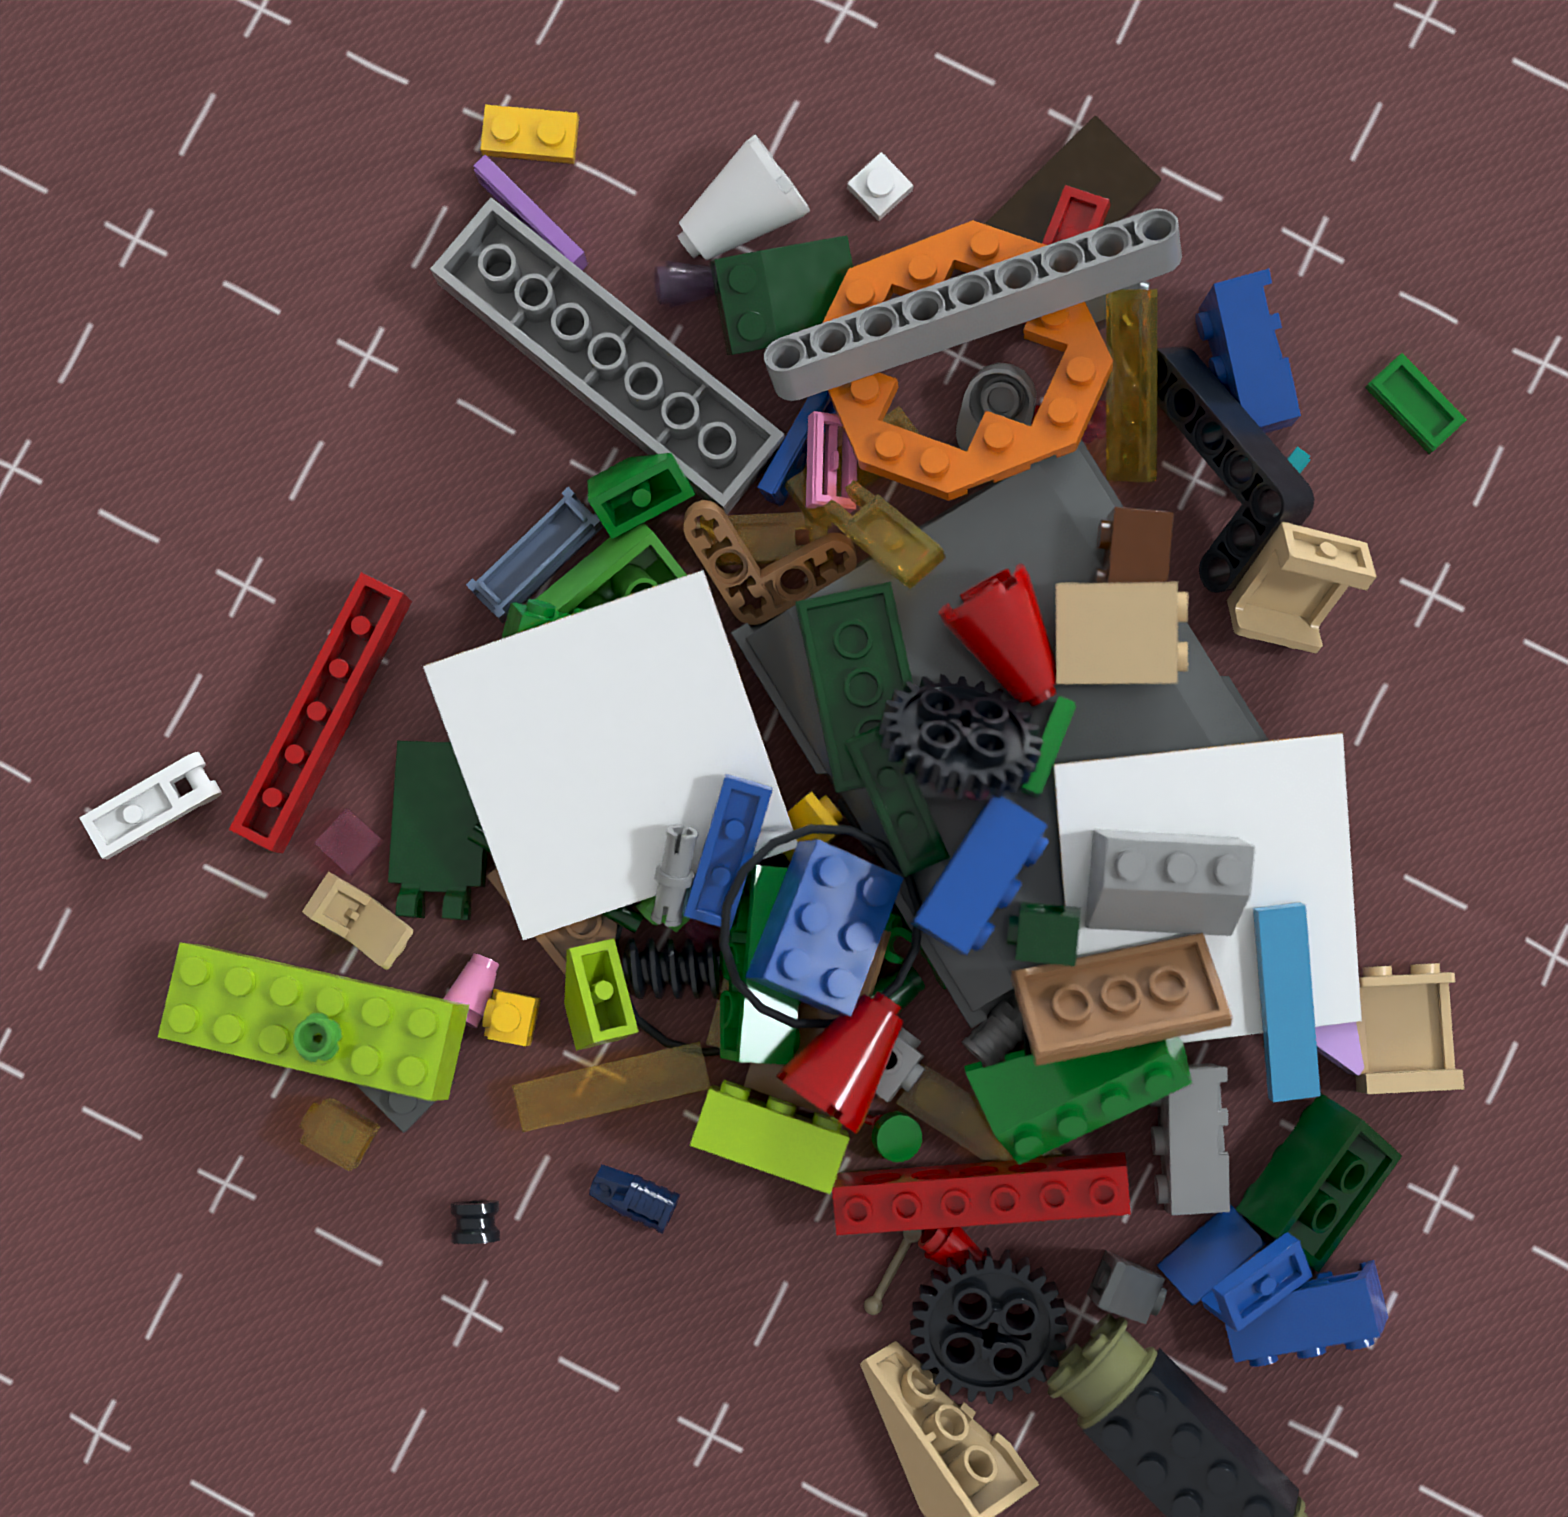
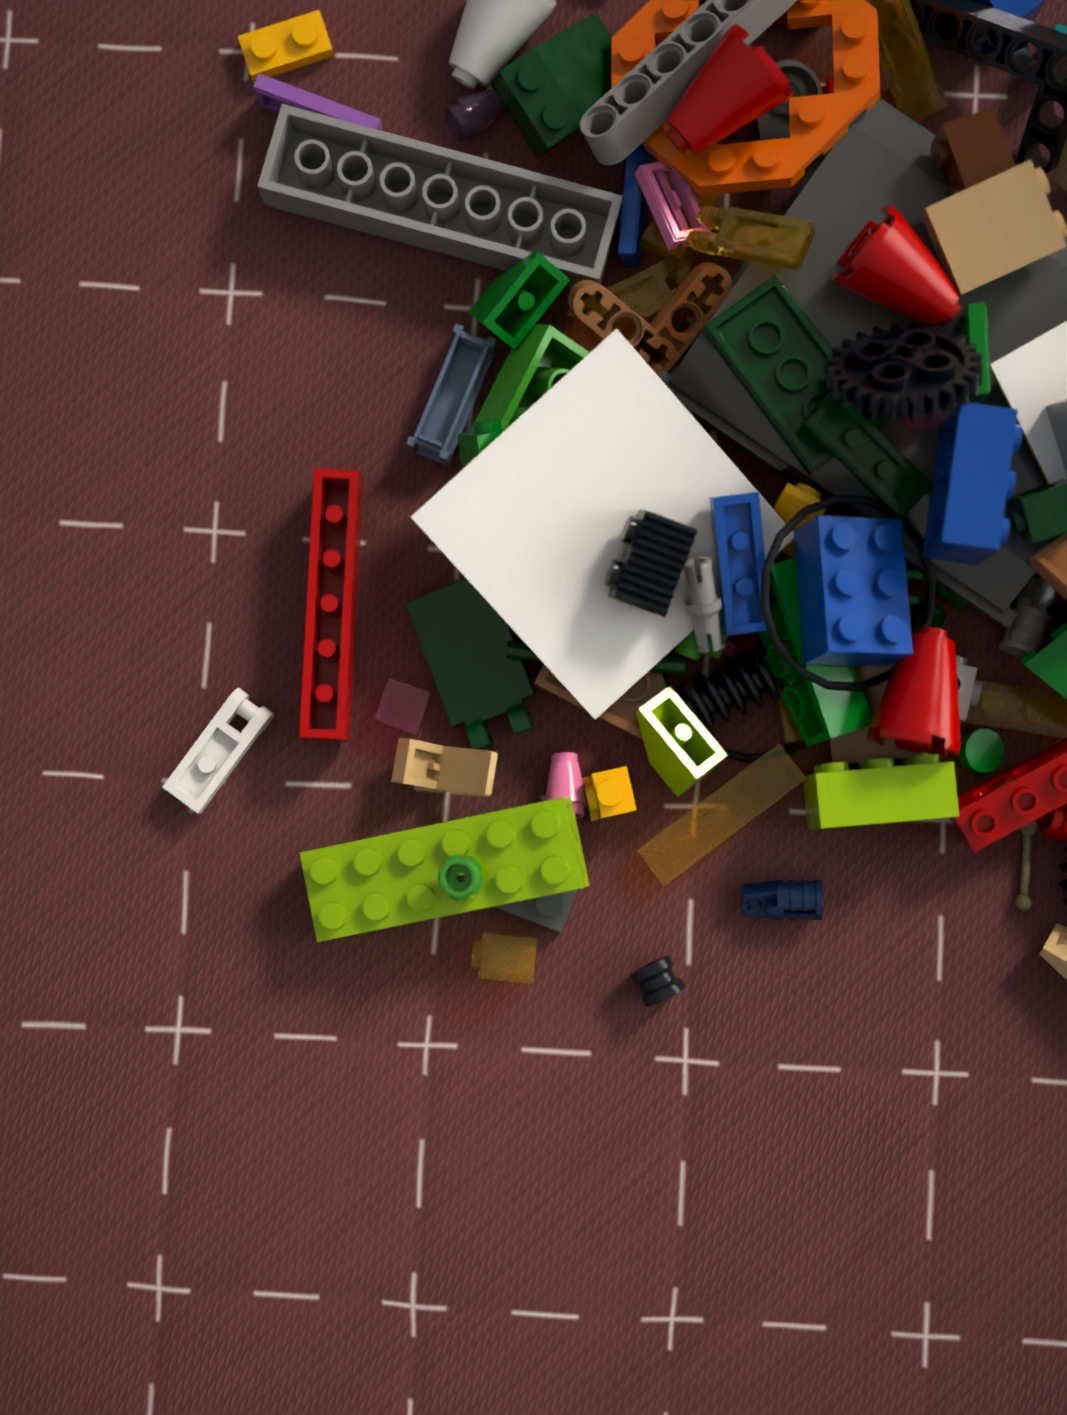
camera: 25 degrees left, 0 degrees up
(637, 812) = (650, 561): none -> black brick
(918, 384) = (727, 93): none -> red cone

